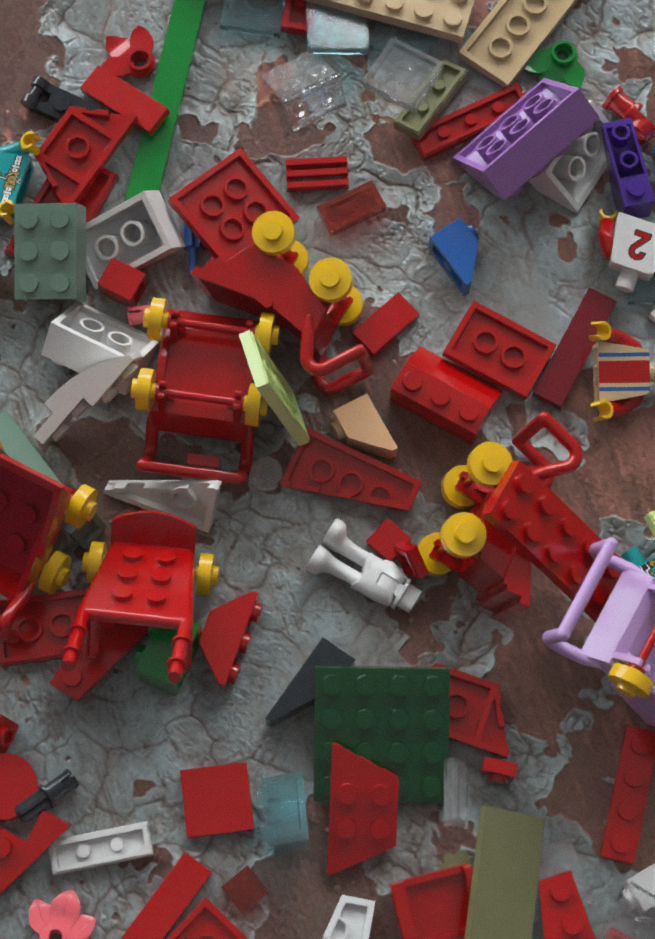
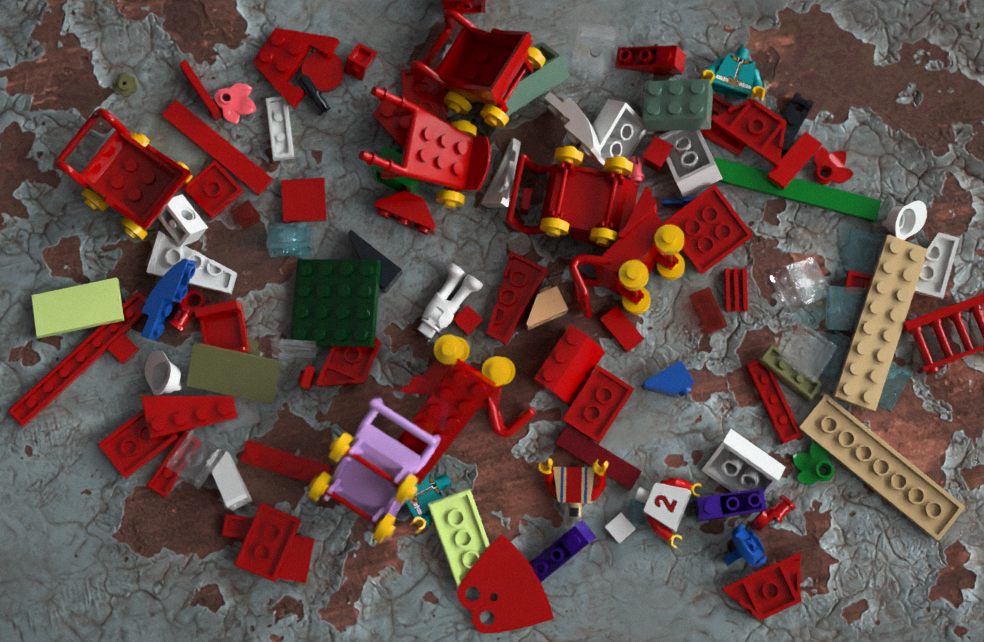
camera: 90 degrees right, 5 degrees up
(274, 388) = (565, 240): yellowish green tile -> none
(360, 810) = (288, 287): red wing -> none
(410, 560) = (452, 330): red tile -> none
(527, 137) = (750, 430): medium lavender slope -> none

